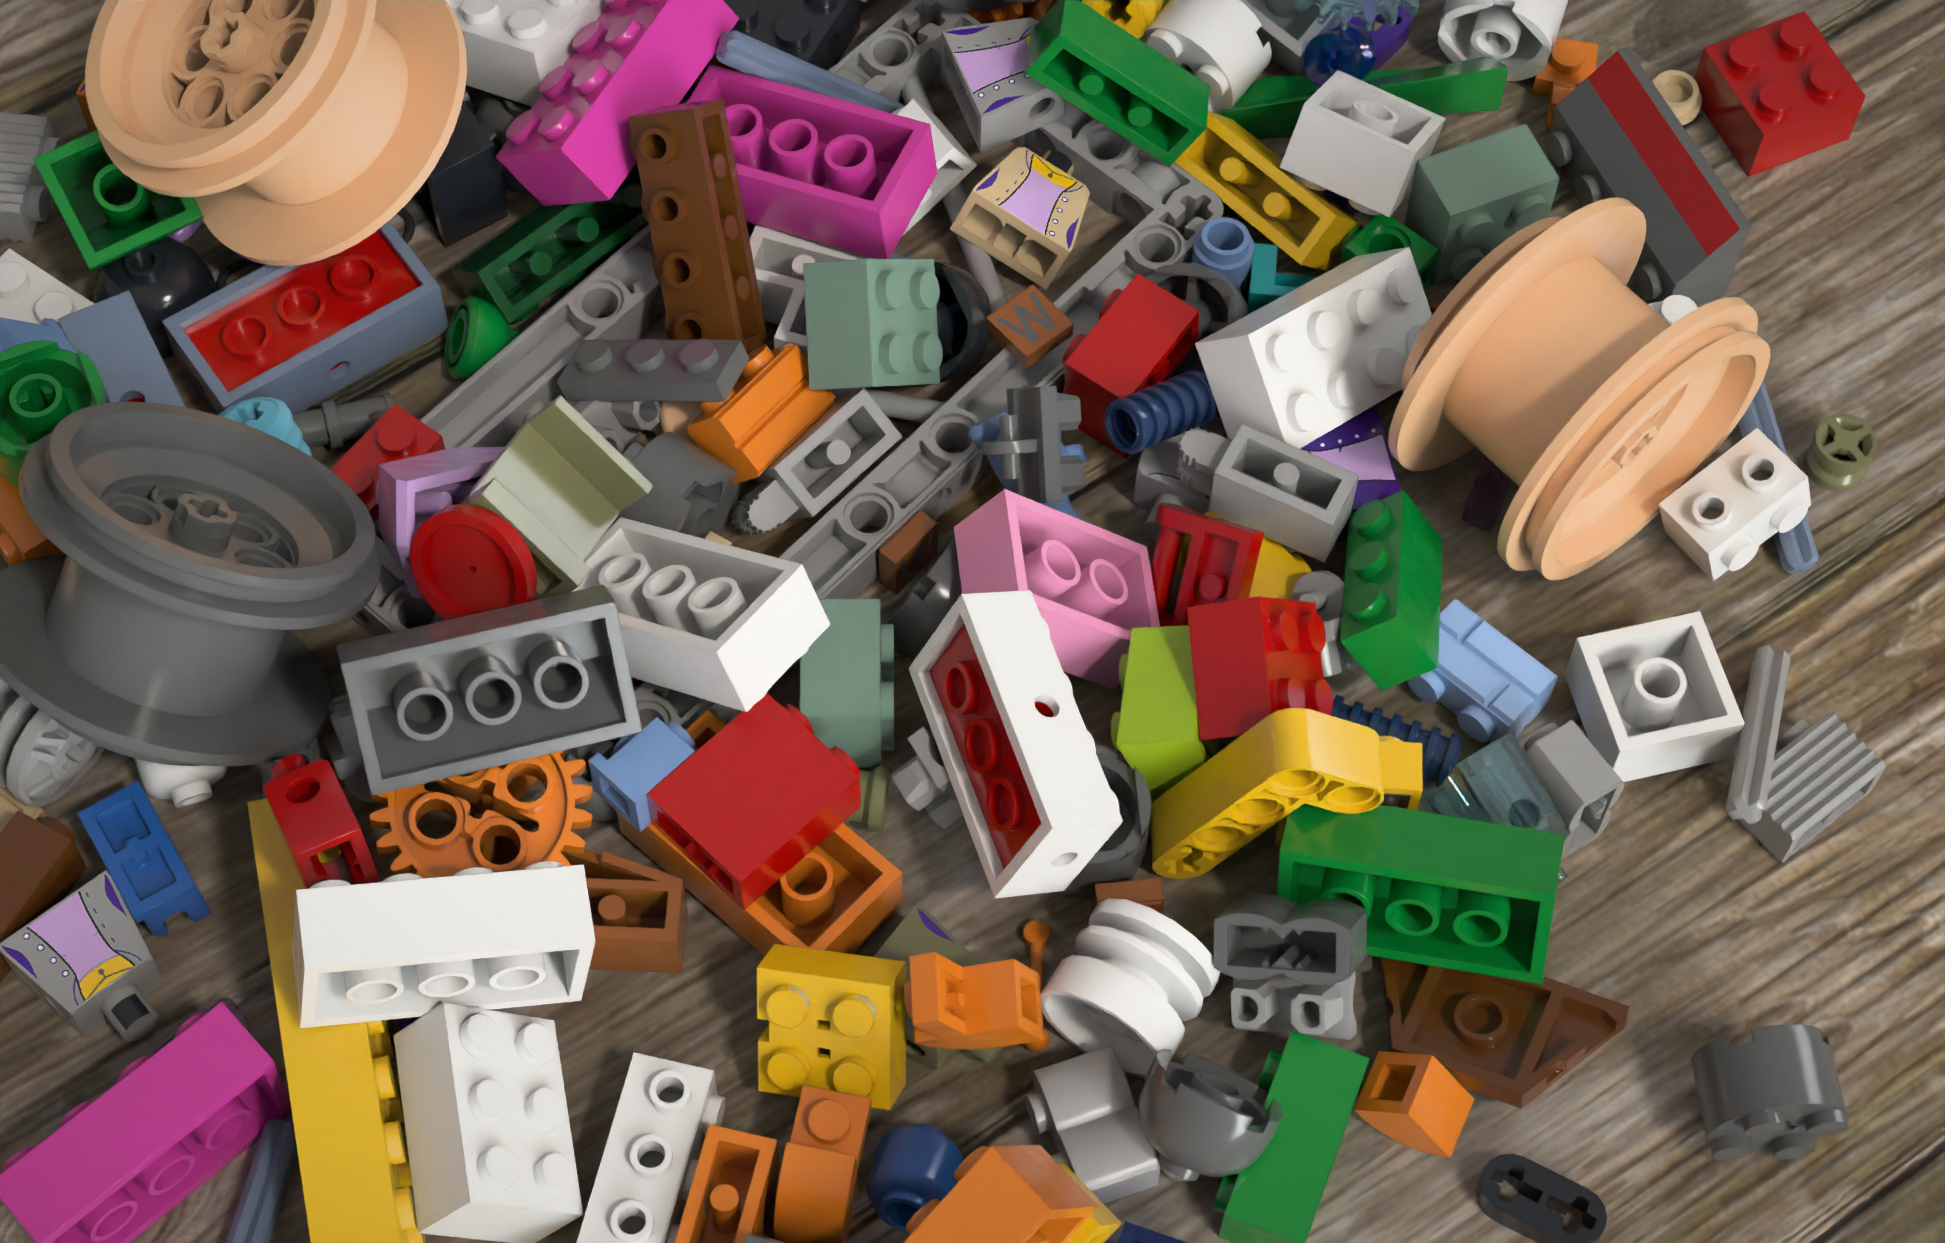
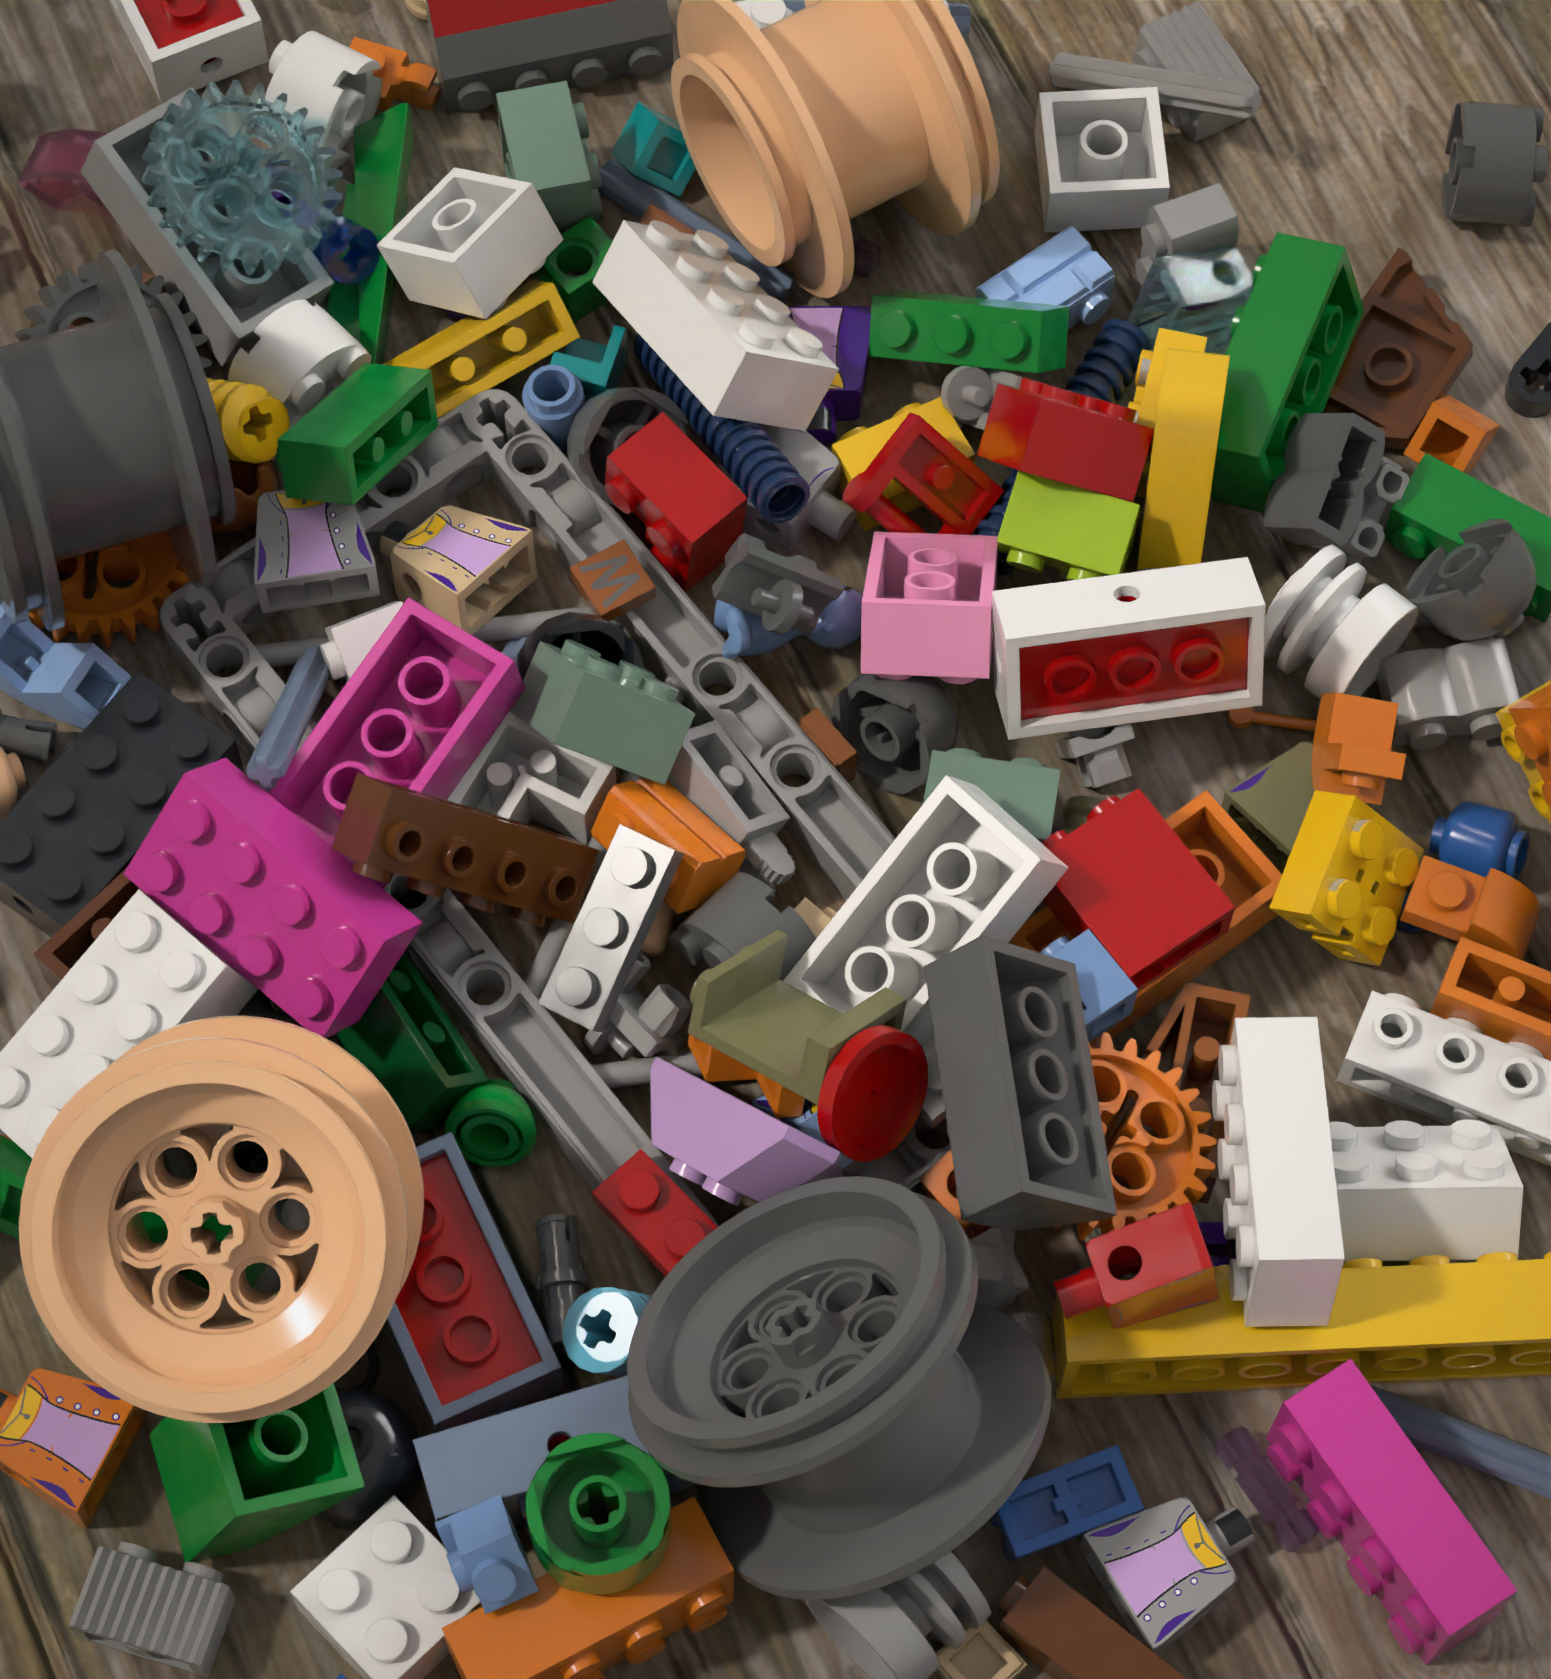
camera: 80 degrees left, 5 degrees up
(1269, 487) = (862, 396): light grey hinge -> none

